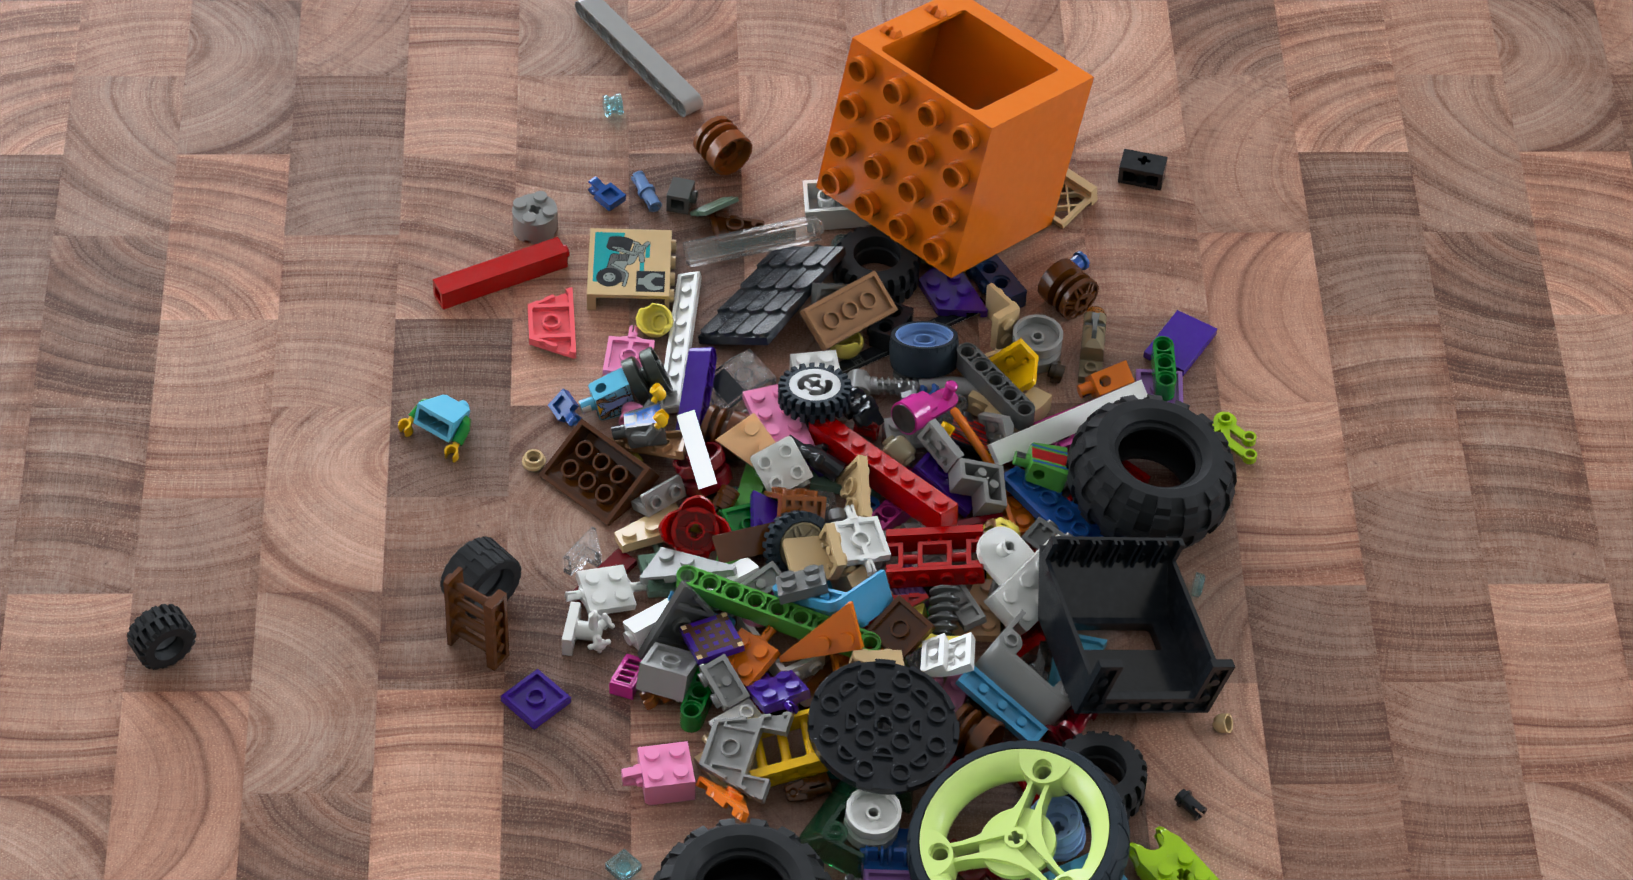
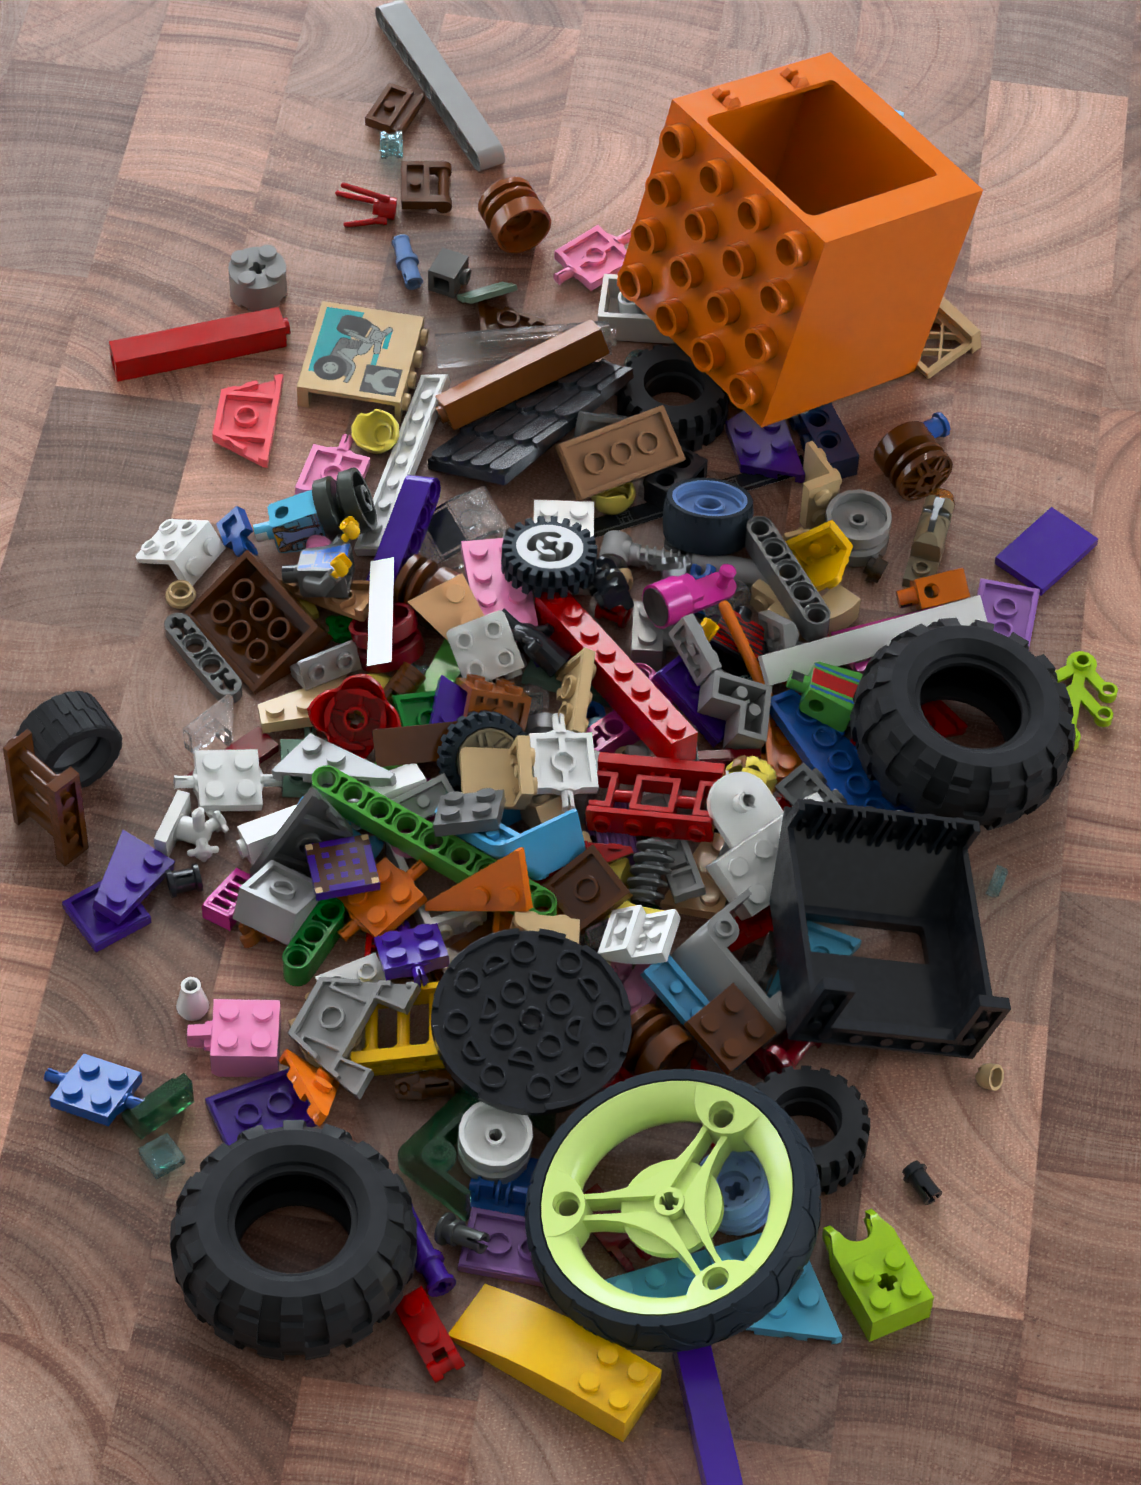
camera: 10 degrees right, 5 degrees up
(443, 418) = (77, 524): medium azure torso -> none
(529, 422) = (185, 546): none -> white bracket
(549, 670) = (130, 877): none -> wing
(560, 506) = (206, 656): none -> dark grey beam
(562, 826) = (95, 1089): none -> plate
(590, 667) = (184, 880): none -> black bush
(607, 195) = (356, 260): blue plate -> none
(608, 77) = (394, 109): none -> reddish brown plate
(613, 830) = (160, 1106): none -> clear green bracket
(617, 150) = (383, 205): none -> red plant
(618, 752) = (192, 1001): none -> white cone
(639, 132) = (416, 189): none -> reddish brown plate
(663, 468) = (339, 628): none -> green plate
(678, 821) = (257, 1103): none -> dark purple tile
(723, 683) = (343, 928): light grey bracket -> none
(758, 263) = (521, 375): none -> dark orange brick
(789, 170) = (591, 257): none -> bright pink plate
(899, 449) = (642, 648): dark tan head -> none
(1028, 712) = (730, 1029): none -> reddish brown plate
(1142, 169) = (1046, 314): black brick -> none
(1163, 368) = (1014, 583): green beam -> none

